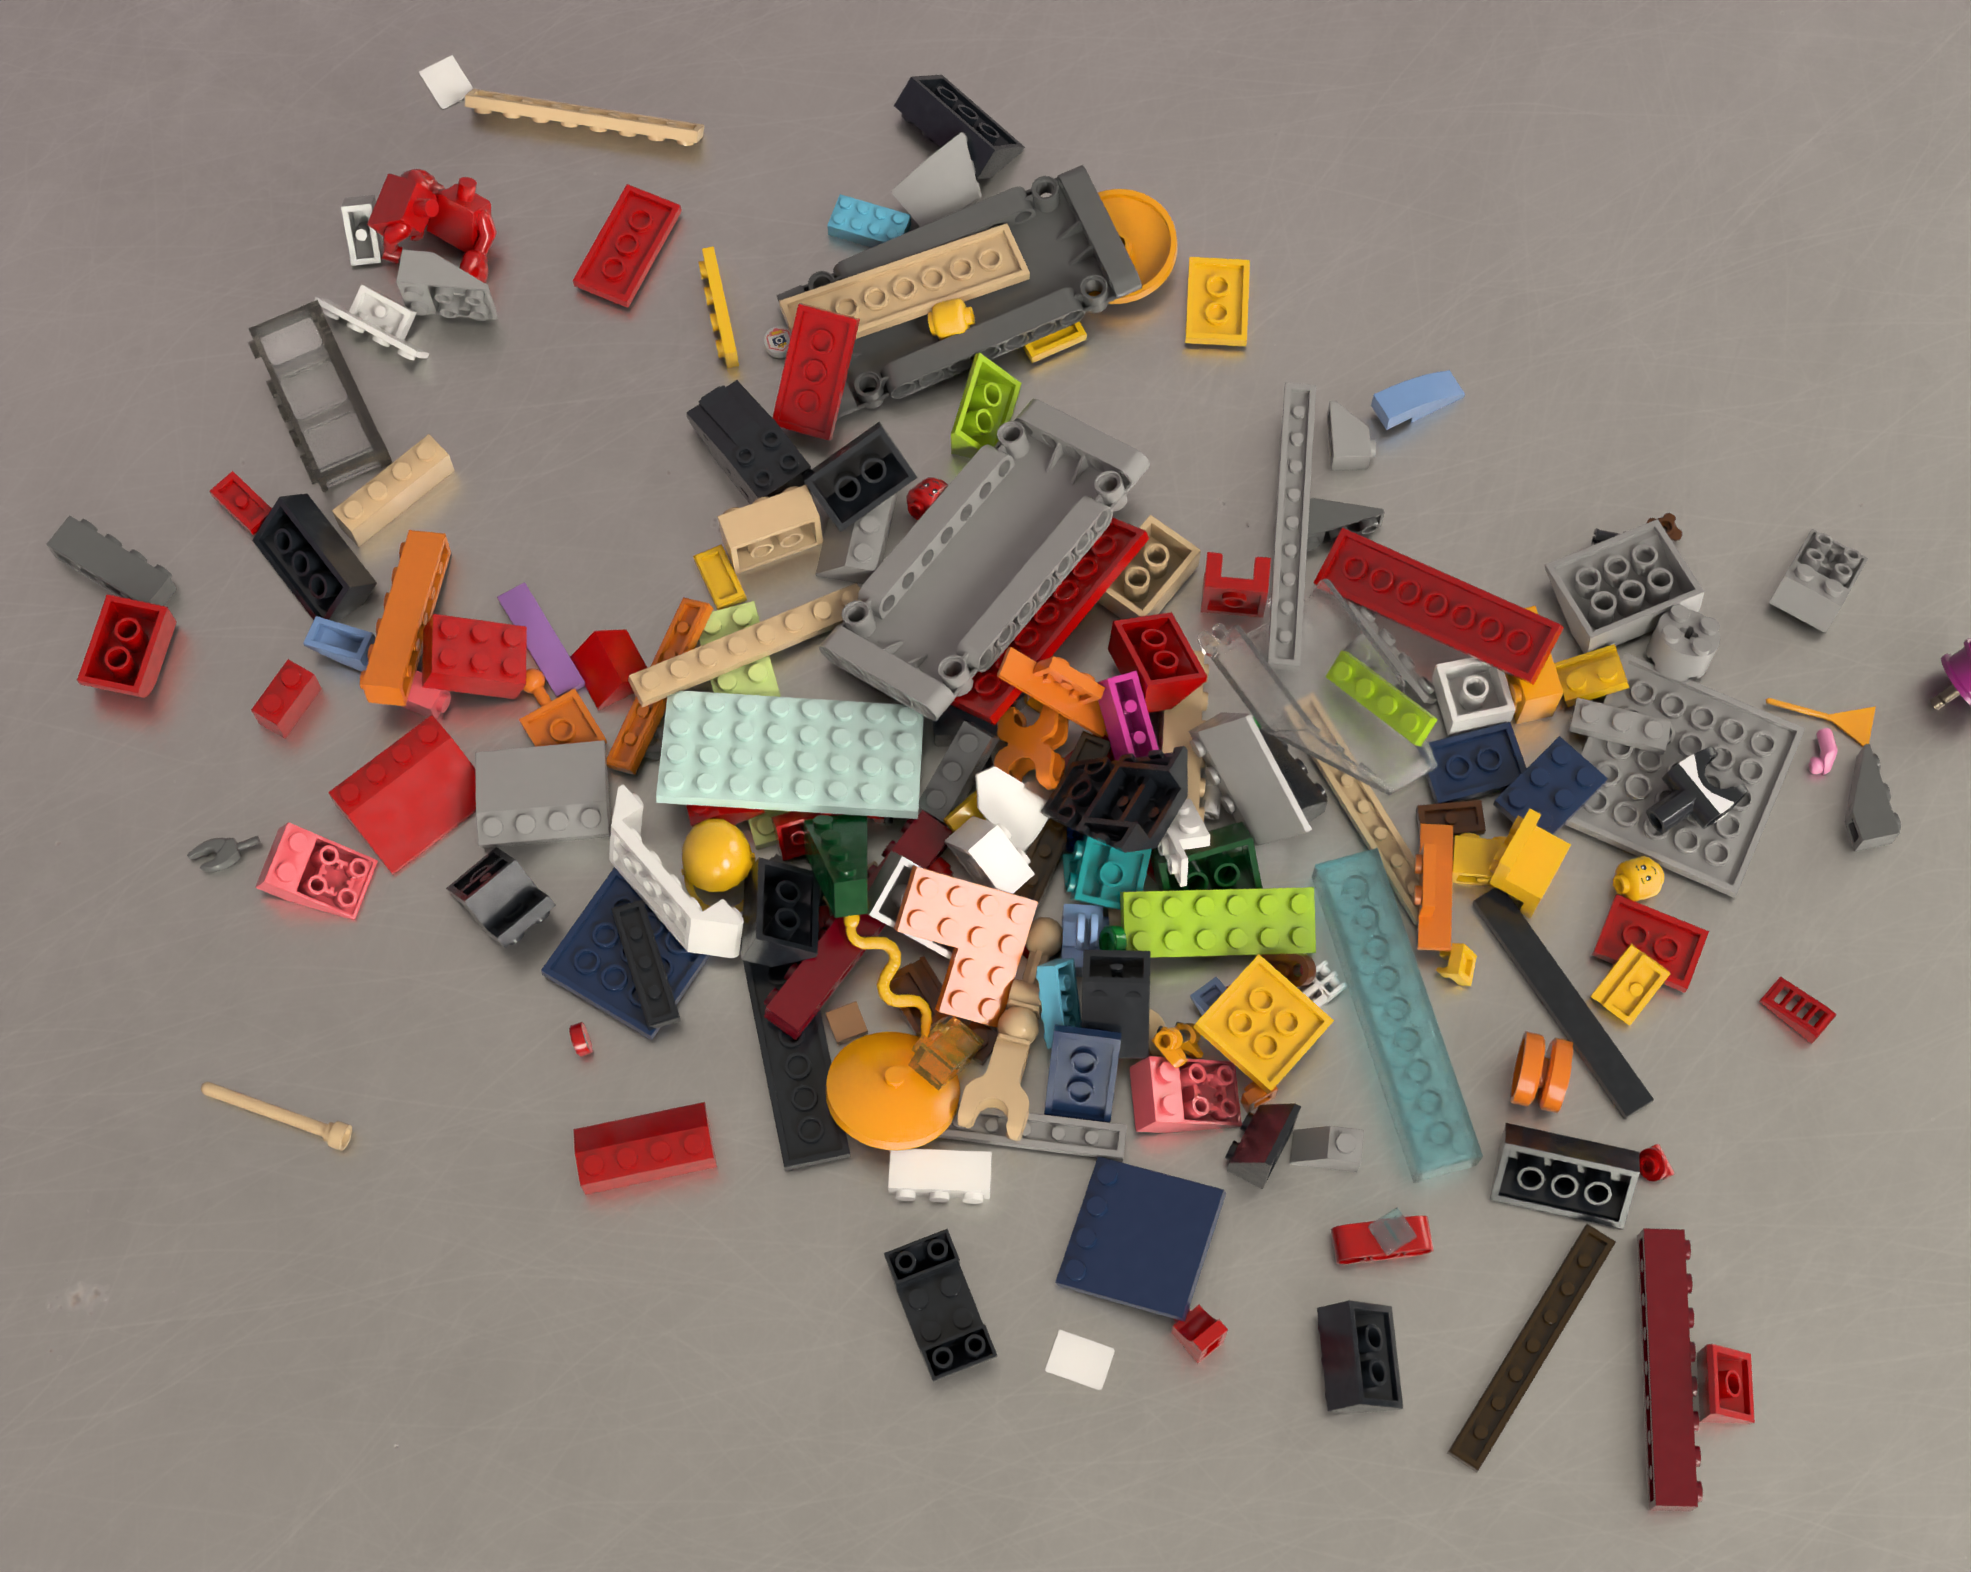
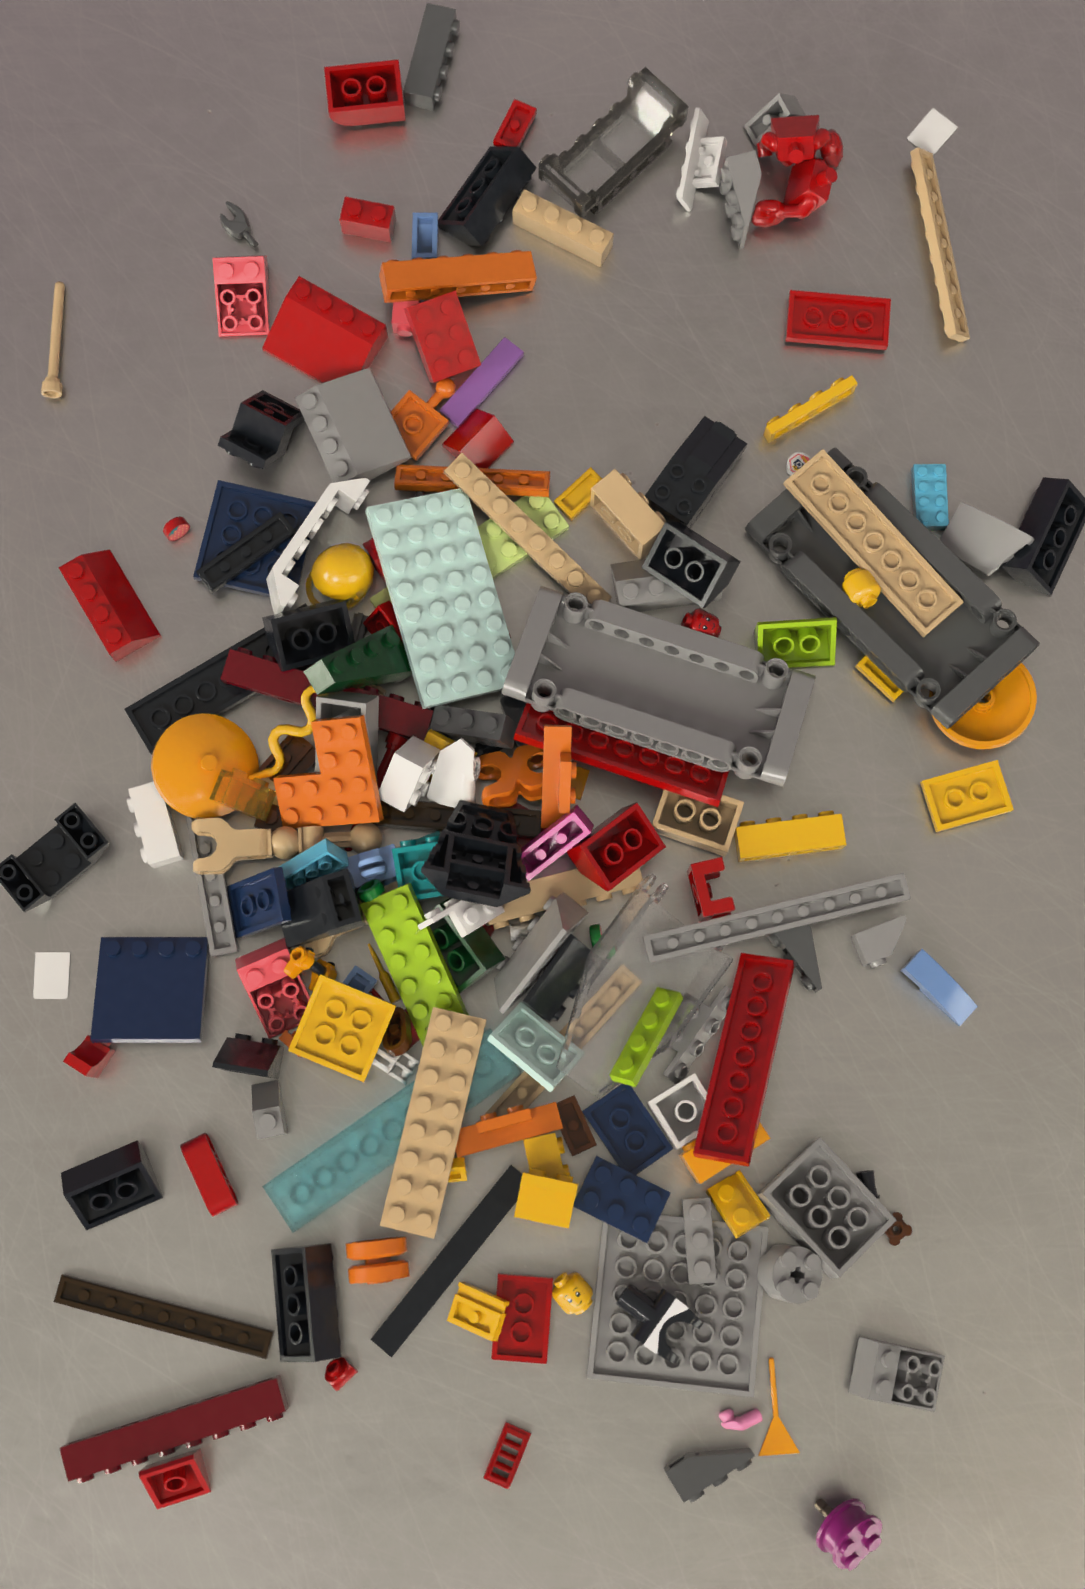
camera: 70 degrees right, 10 degrees up
(815, 371) = (770, 498): red plate -> none
(846, 1023) = (253, 715): medium nougat tile -> none
(1202, 486) = (789, 837): none -> yellow brick
(1213, 971) = (385, 978): none -> yellow piece
(1353, 822) = (530, 1045): none -> light aqua plate
(1392, 1231) = (211, 1179): clear light blue tile -> none
(1406, 955) = (433, 1123): none -> tan plate

